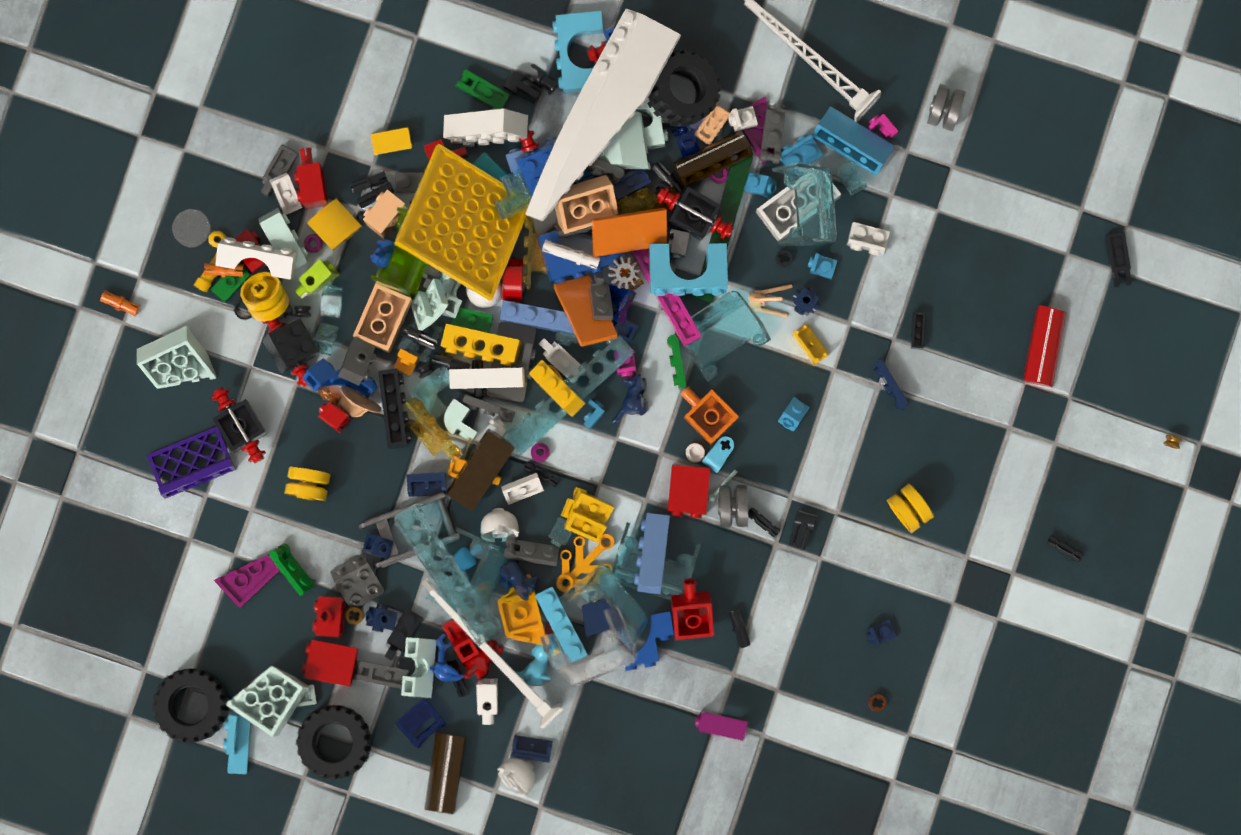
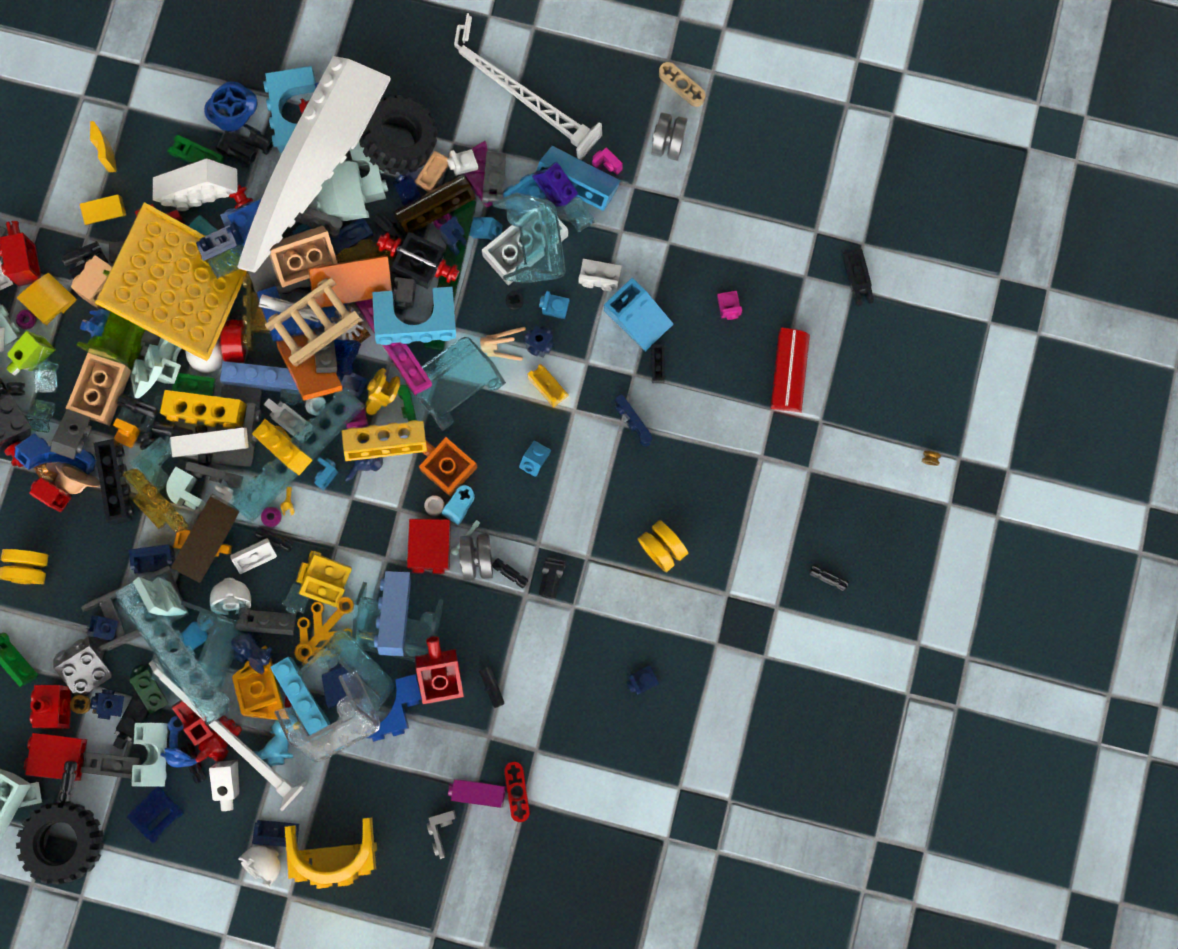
camera: 10 degrees left, 5 degrees down
(344, 687) = (67, 781): none -> black axle
(394, 77) = (105, 151): none -> yellow slope
(418, 605) = (147, 688): none -> dark green bracket
(436, 522) = (159, 597): none -> light aqua slope
(444, 773) = (184, 868): dark brown brick -> none
(508, 186) = (219, 242): none -> dark blue hinge
(519, 27) = (221, 101): none -> blue piece
(556, 441) = (287, 503): none -> yellow hand
(584, 779) = (331, 864): none -> yellow piece
(588, 350) = (314, 404): none -> white tile
(610, 280) = (314, 341): none -> tan fence
(645, 396) = (392, 446): none -> yellow brick
(652, 339) = (381, 391): none -> yellow hinge
(688, 748) = (444, 820): none -> light grey bracket
(729, 191) = (451, 234): none -> dark blue hinge
(750, 722) = (509, 787): none -> red beam
(831, 149) = (555, 185): none -> dark purple bracket
(877, 709) = (644, 749): reddish brown bush -> none
(902, 282) = (637, 314): none -> dark azure slope
(948, 46) = (696, 89): none -> tan beam
(991, 277) = (729, 305): none -> dark pink bracket

